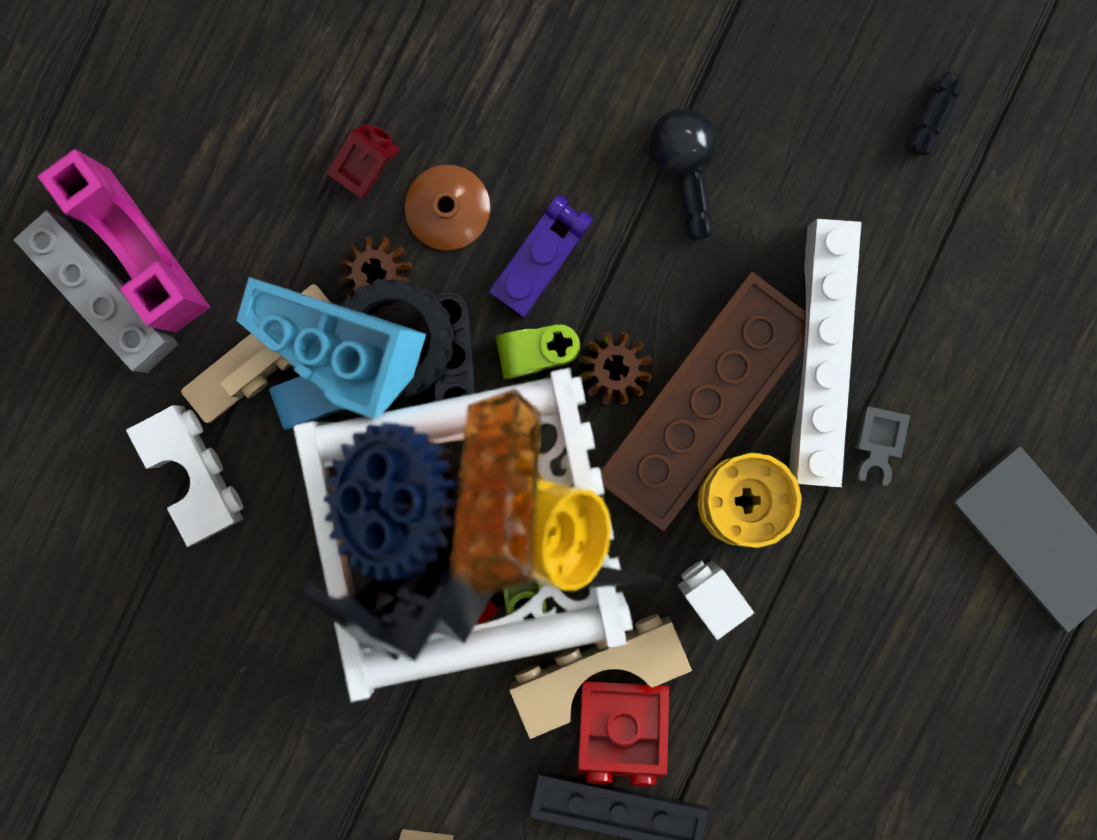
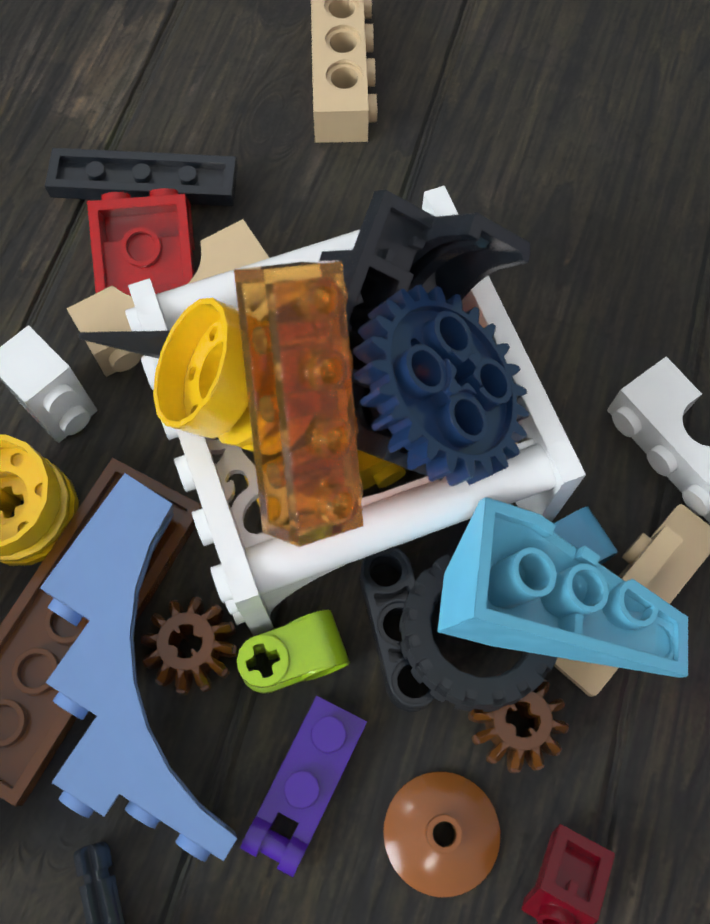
camera: 170 degrees right, 20 degrees down
(674, 293) = (98, 674): none -> medium blue arch

